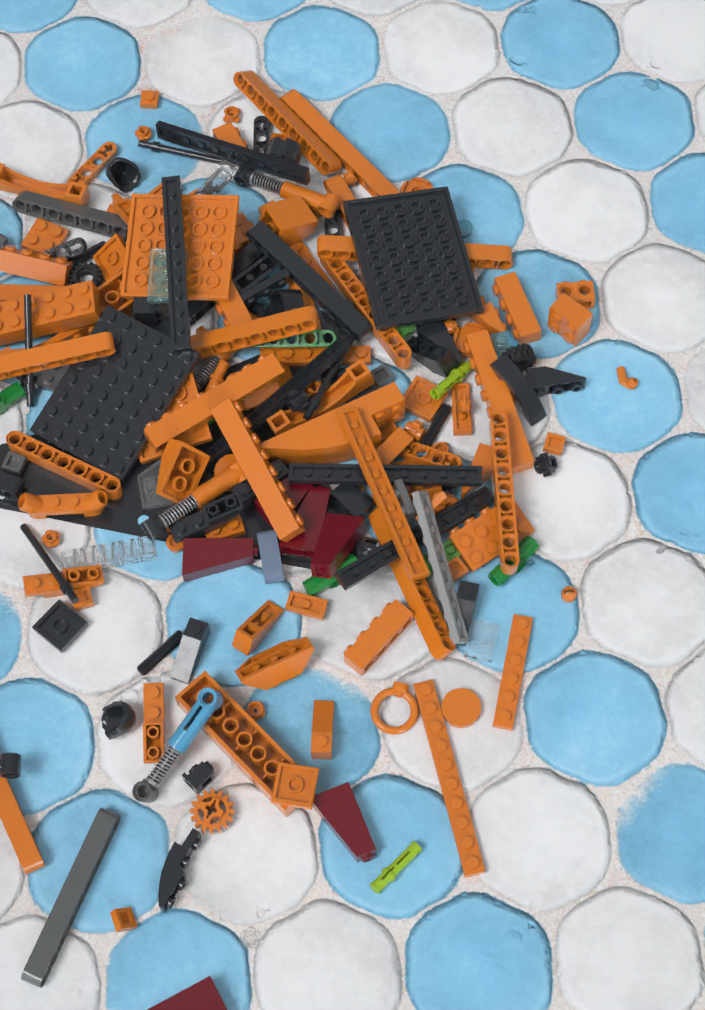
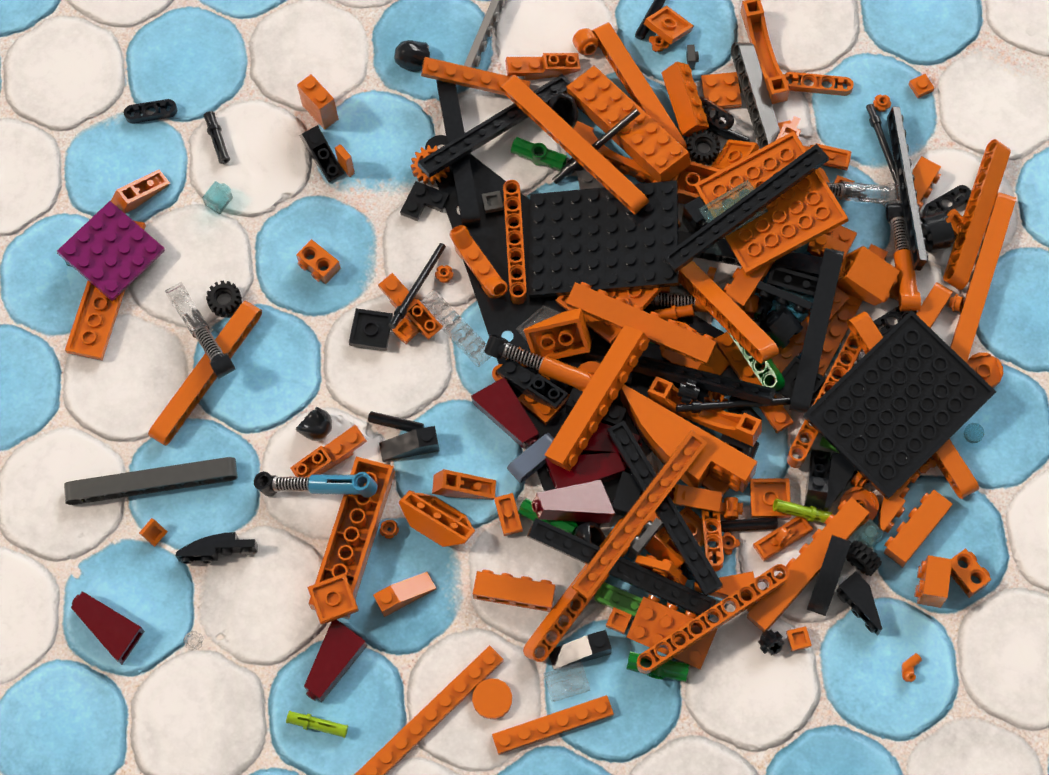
camera: 60 degrees right, 5 degrees up
(123, 174) = (824, 112): black hair -> none
(199, 776) = (304, 518): black brick -> none
(215, 803) = (288, 546): orange gear -> none
(231, 110) = (958, 163): orange plate -> none
(382, 376) = (769, 449): dark grey plate -> none
(398, 690) = (476, 639): orange piece -> none
(442, 574) = (601, 604): light grey plate -> none
(570, 596) = (653, 735): orange hinge -> none

